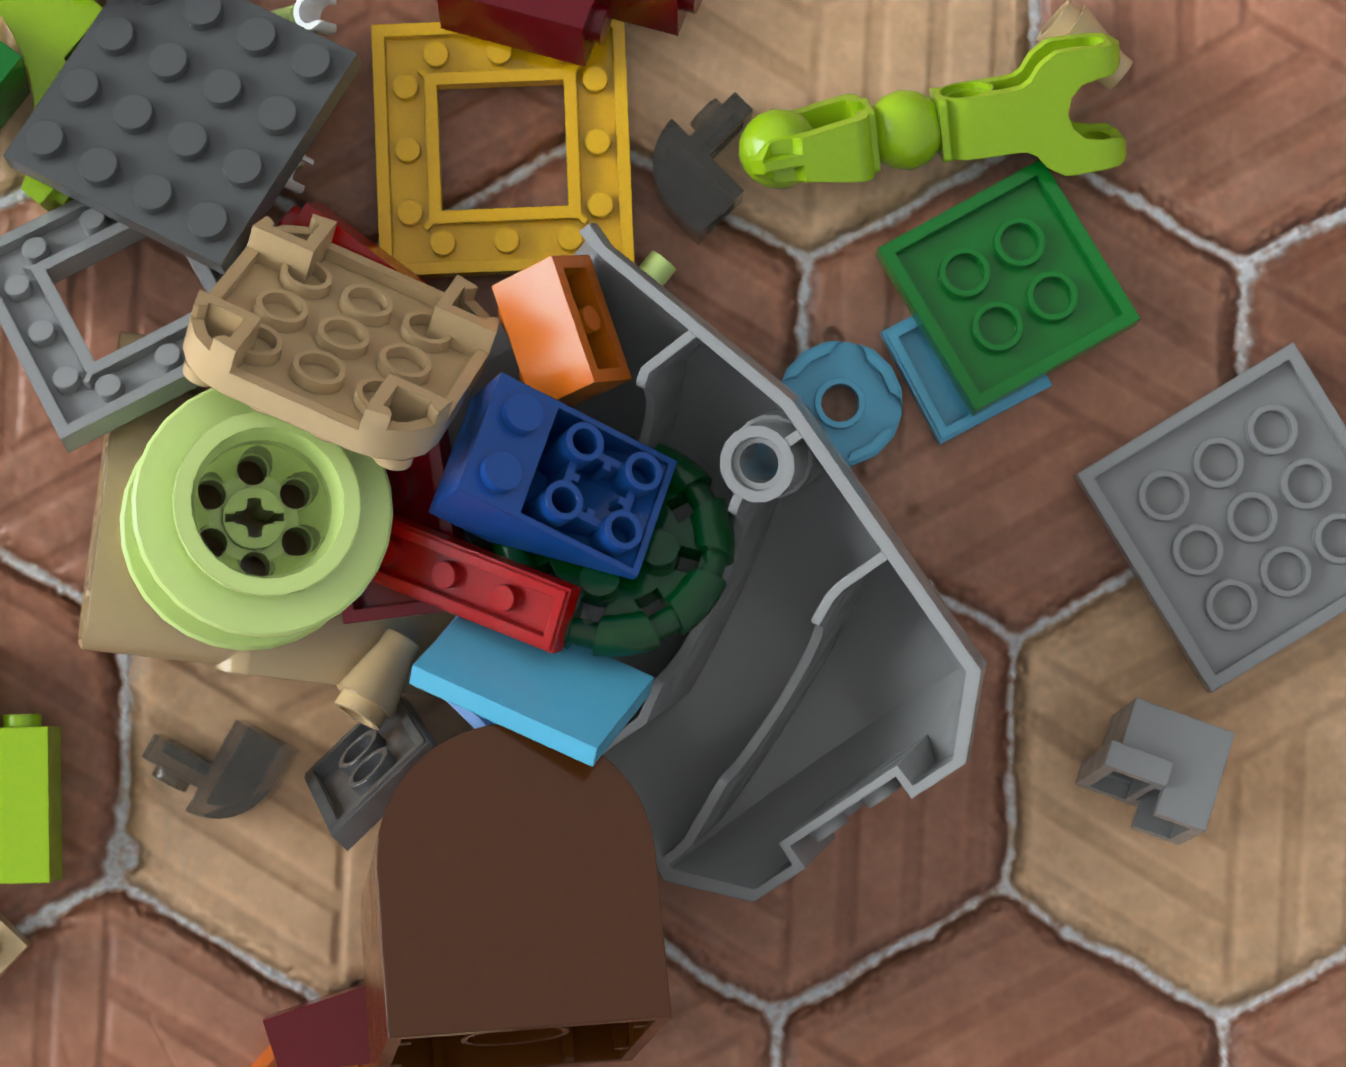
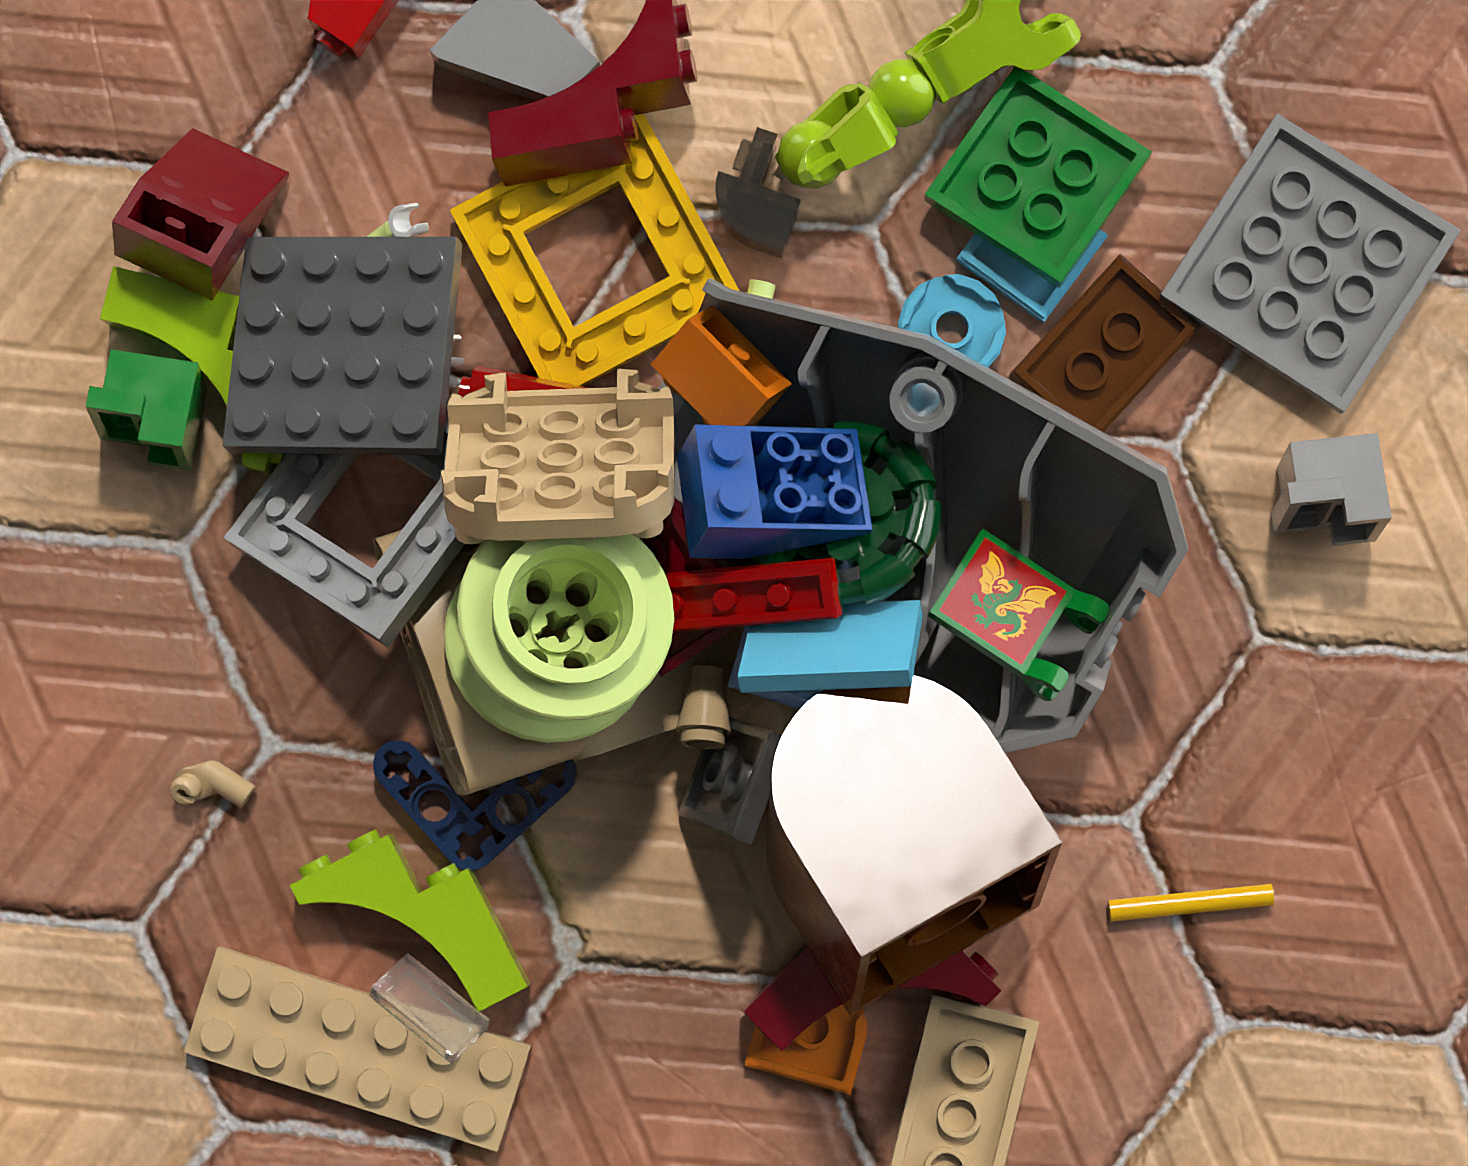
camera: 20 degrees left, 0 degrees up
(75, 666) = (461, 816): none -> dark blue beam
(237, 780) = (631, 841): clear smoke brick -> none
(749, 729) = (1009, 608): none -> flag
(991, 503) = (1106, 346): none -> reddish brown tile

